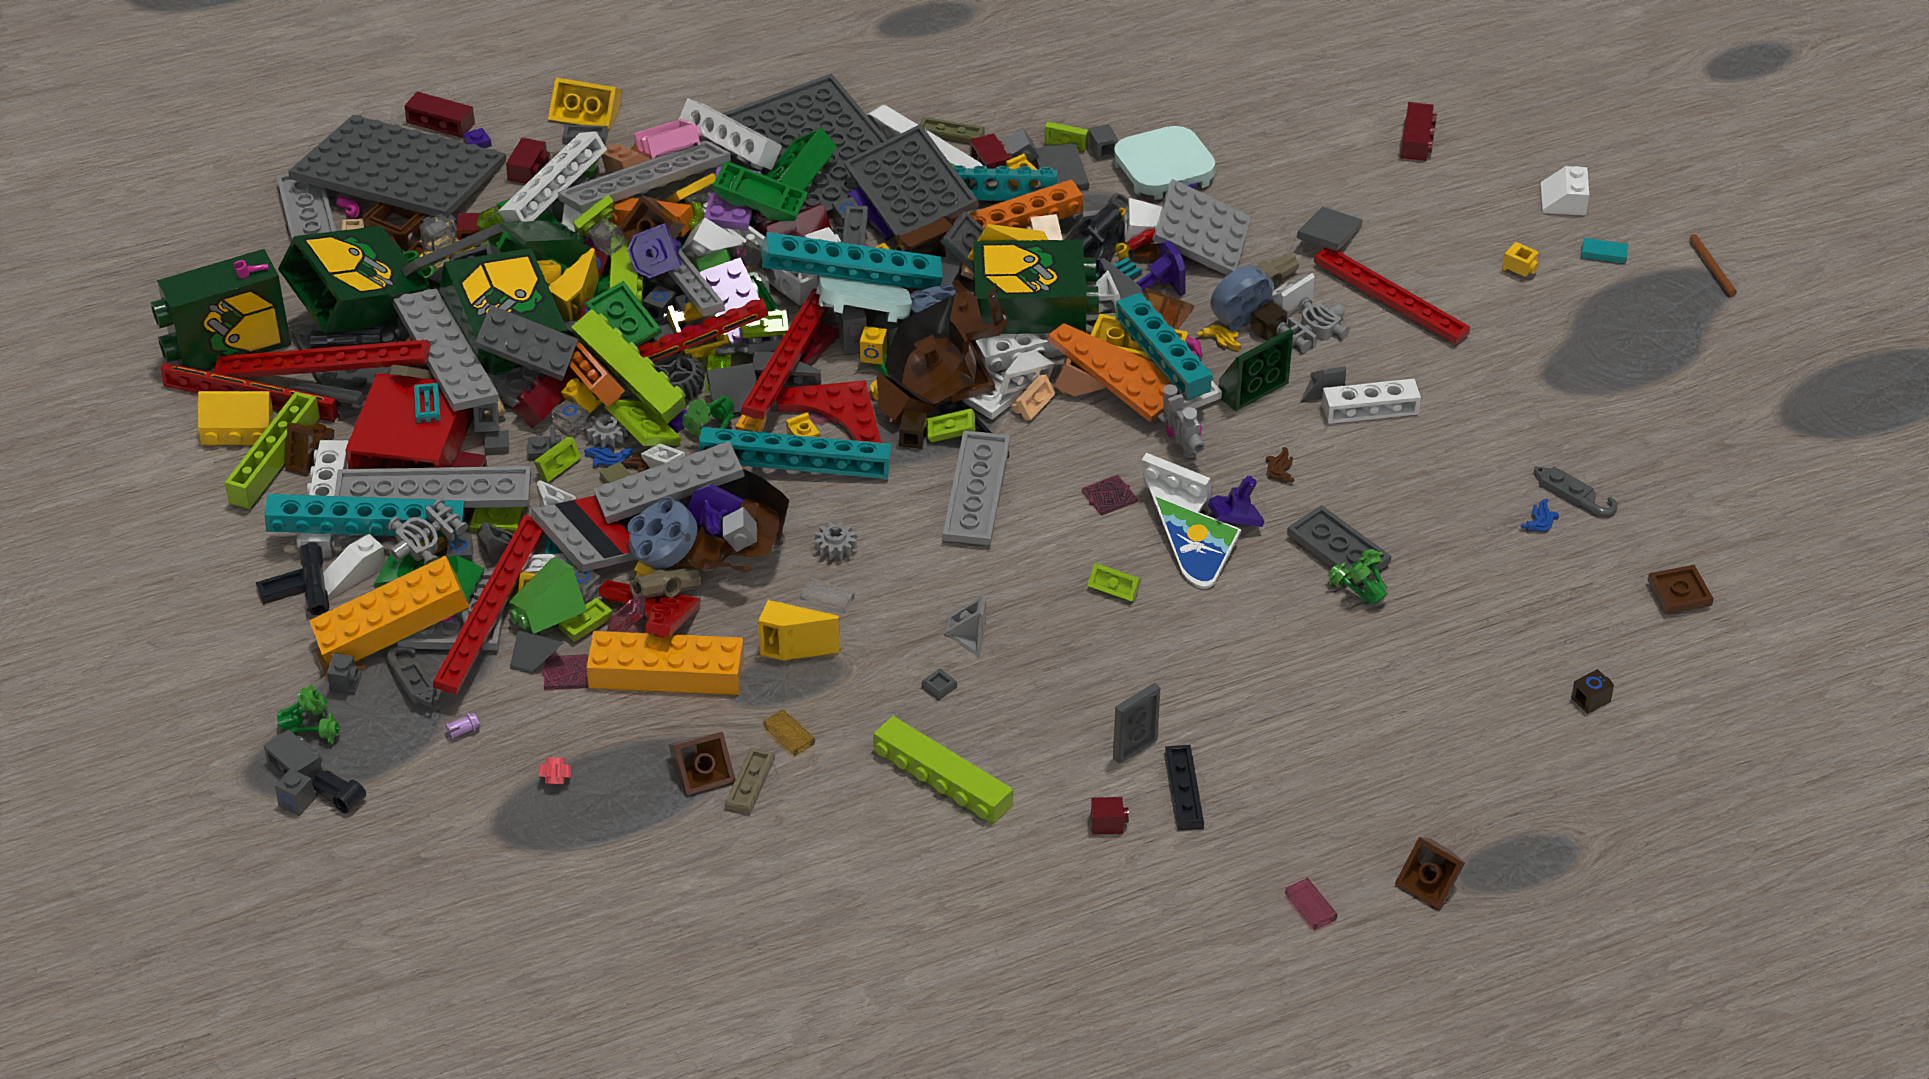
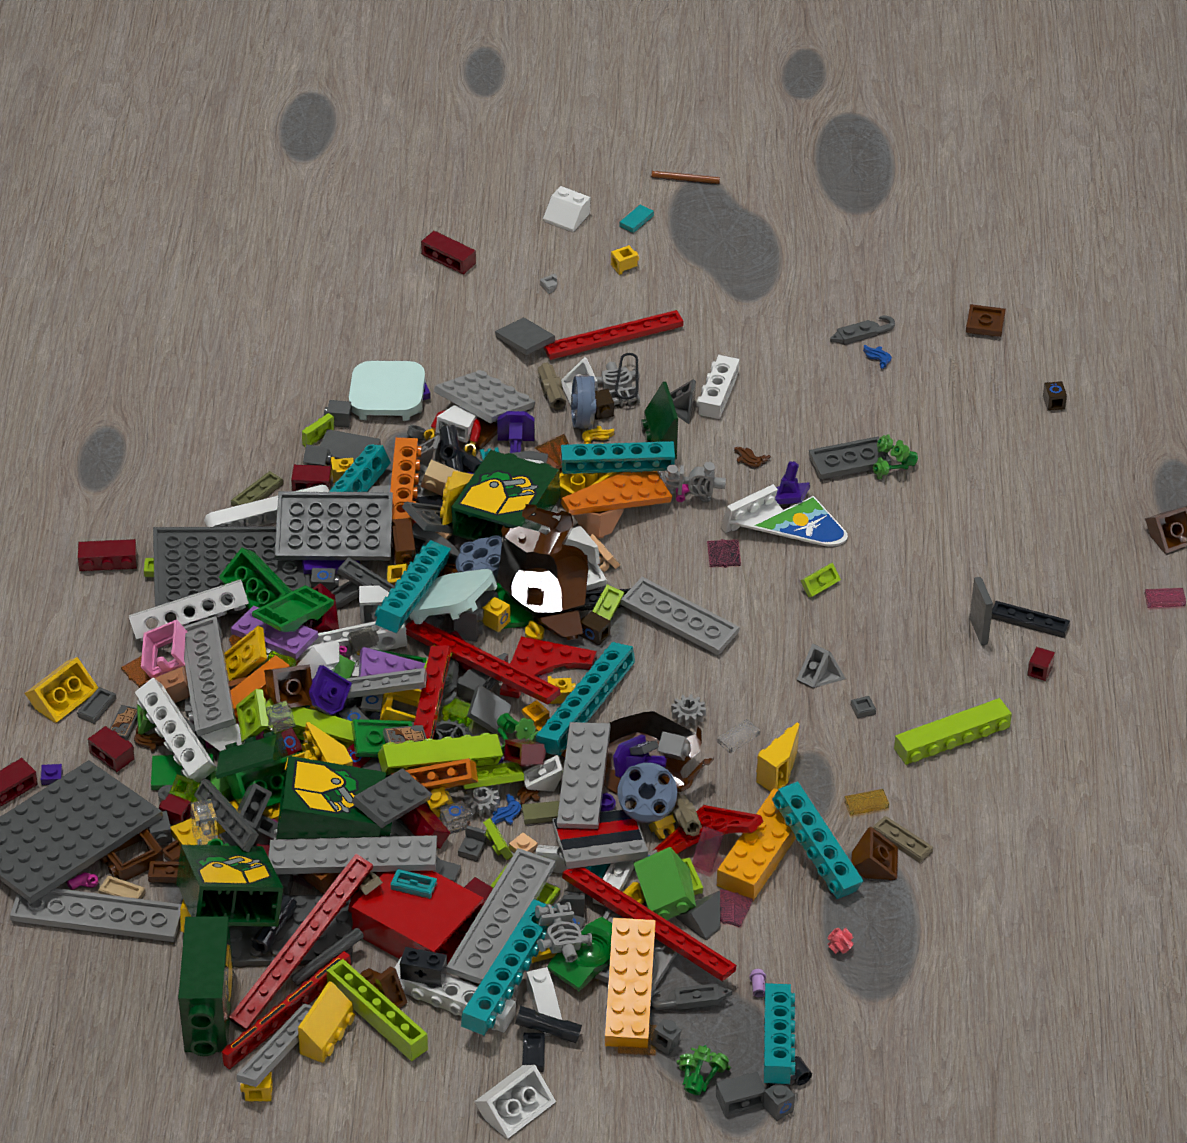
camera: 65 degrees left, 0 degrees up
(141, 407) = (262, 1092): none -> yellow brick
(159, 391) = (273, 1050): none -> light grey plate
(203, 591) = (515, 1100): none -> white slope
(243, 270) = (210, 931): dark pink hand -> none
(328, 452) = (423, 966): none -> black brick
(378, 754) = (778, 1039): none -> teal brick
(567, 482) = (523, 842): none -> light nougat plate
(631, 328) = (403, 734): none -> tile
(649, 749) = (817, 840): none -> teal brick
(676, 428) = (524, 752): none -> dark red brick
(719, 505) = (644, 747): none -> dark grey tile
(784, 64) = (107, 555): none -> dark red brick
(1326, 315) = (618, 376): none -> black piece
(1438, 222) = (549, 283): none -> light grey tile

